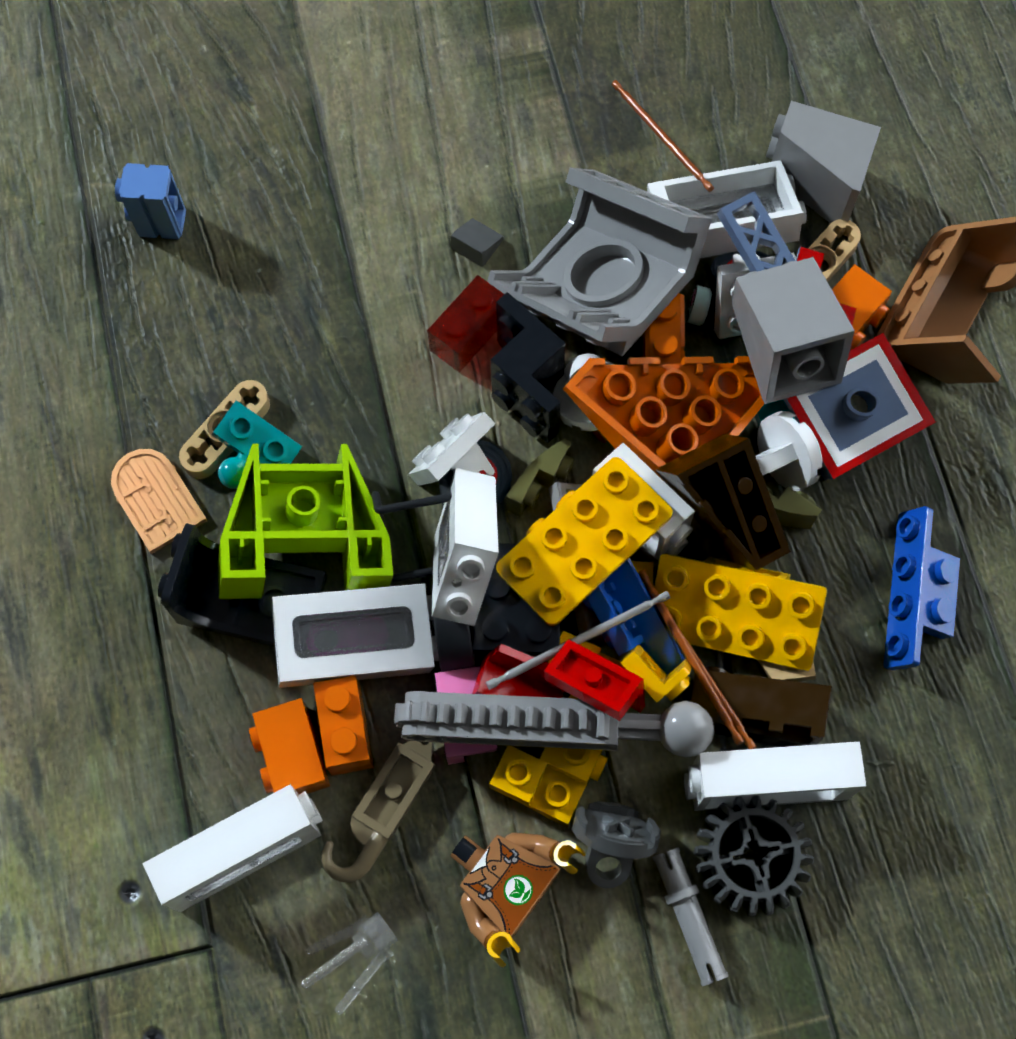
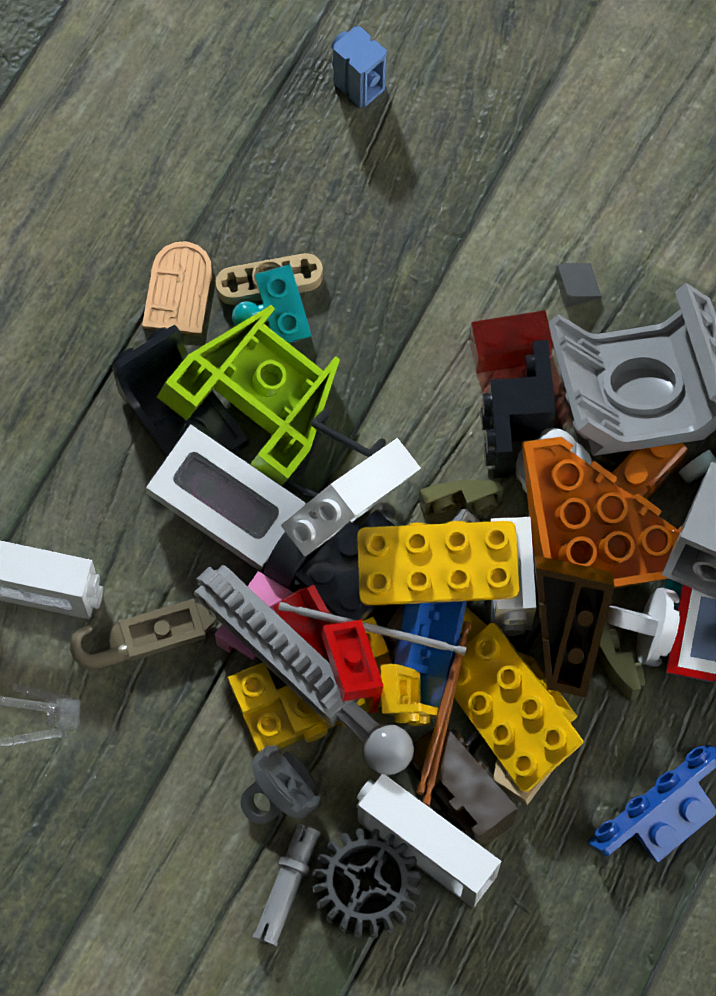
camera: 40 degrees right, 0 degrees up
(289, 748) = (118, 540): orange brick -> none
(343, 725) = (166, 555): orange brick -> none
(465, 451) = (420, 438): white plate -> none
(508, 883) = (182, 755): torso -> none

